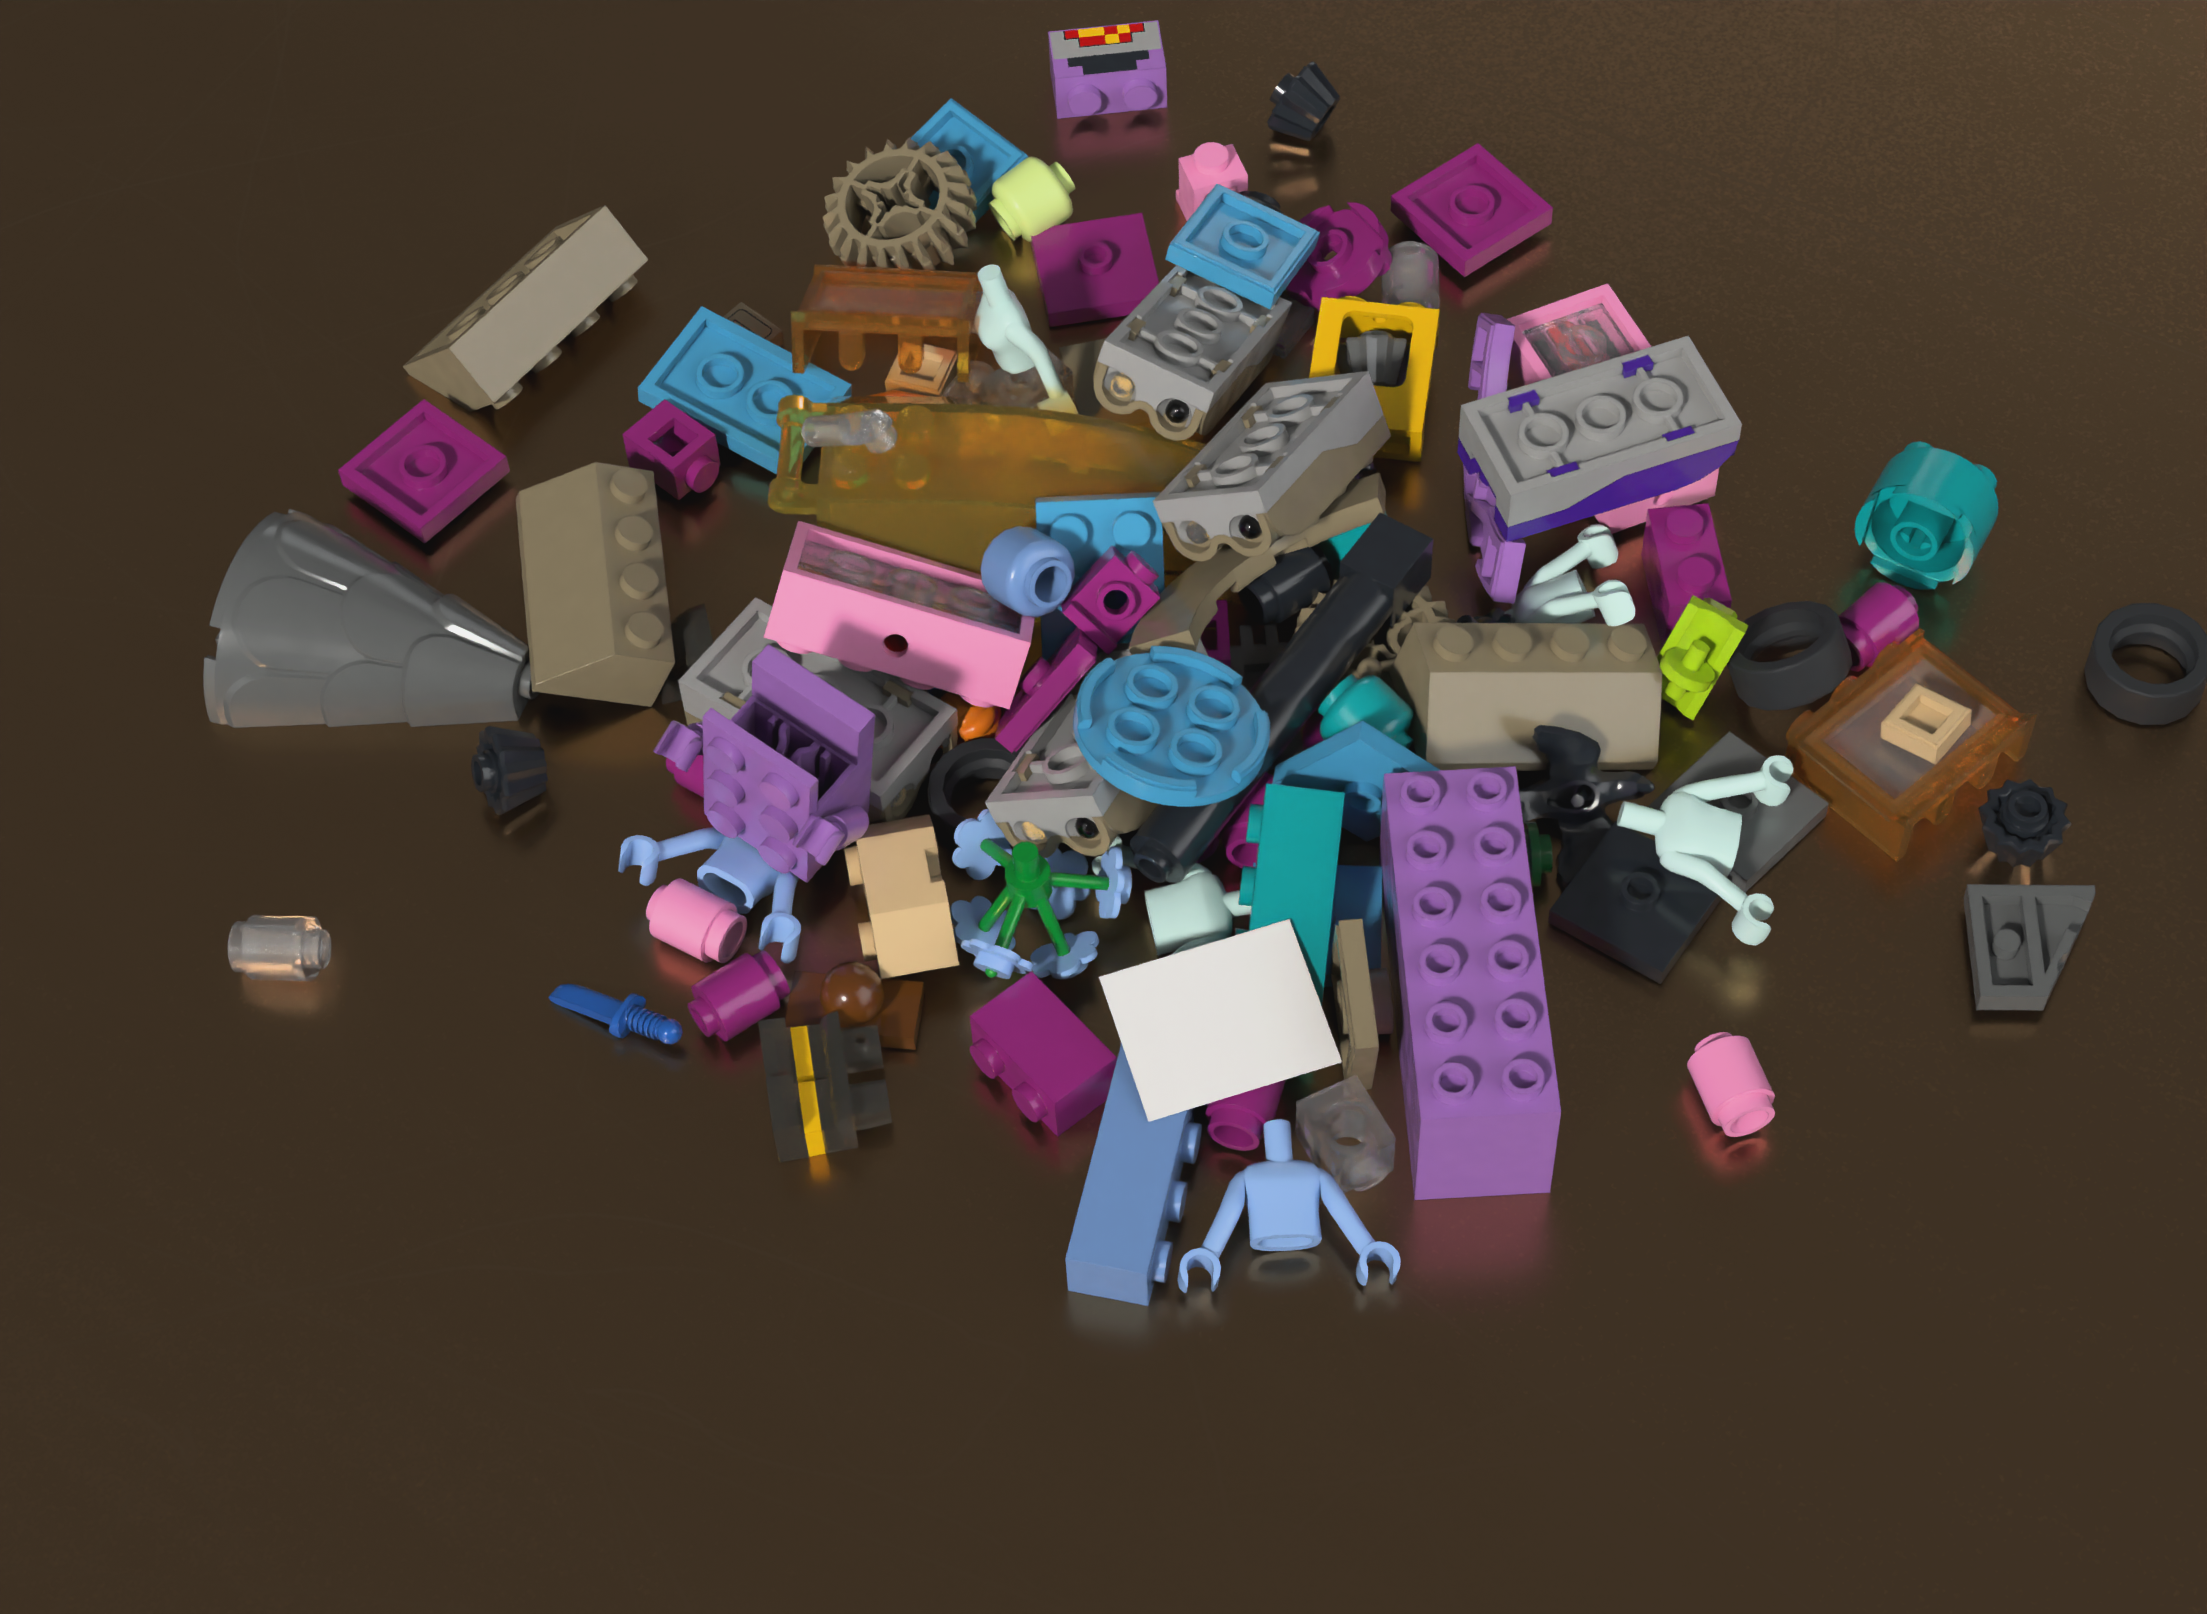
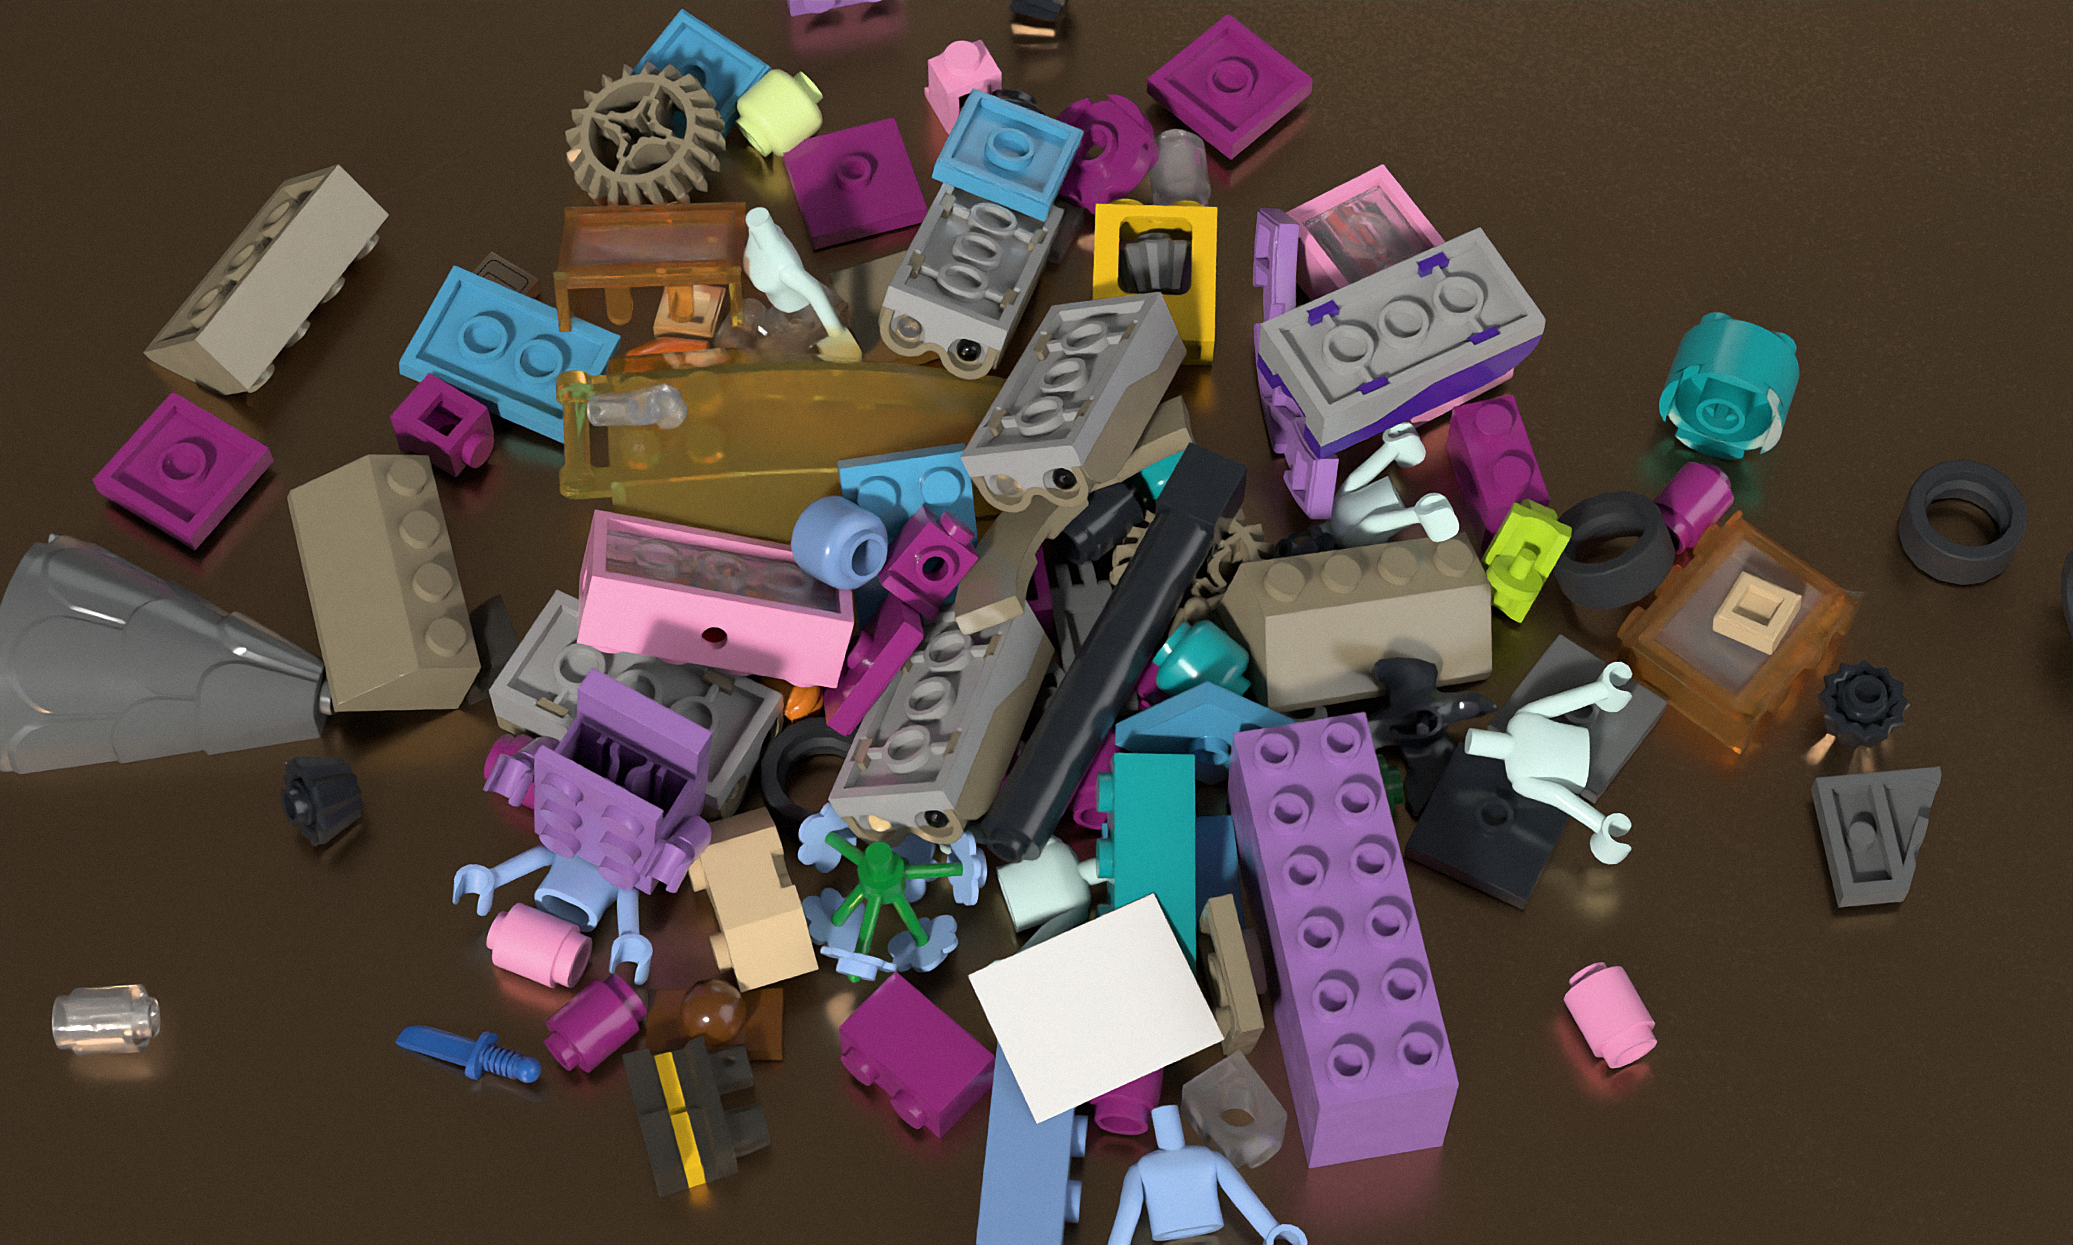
camera: 10 degrees left, 5 degrees up
(1171, 727) = (1011, 704): dark azure tile -> none

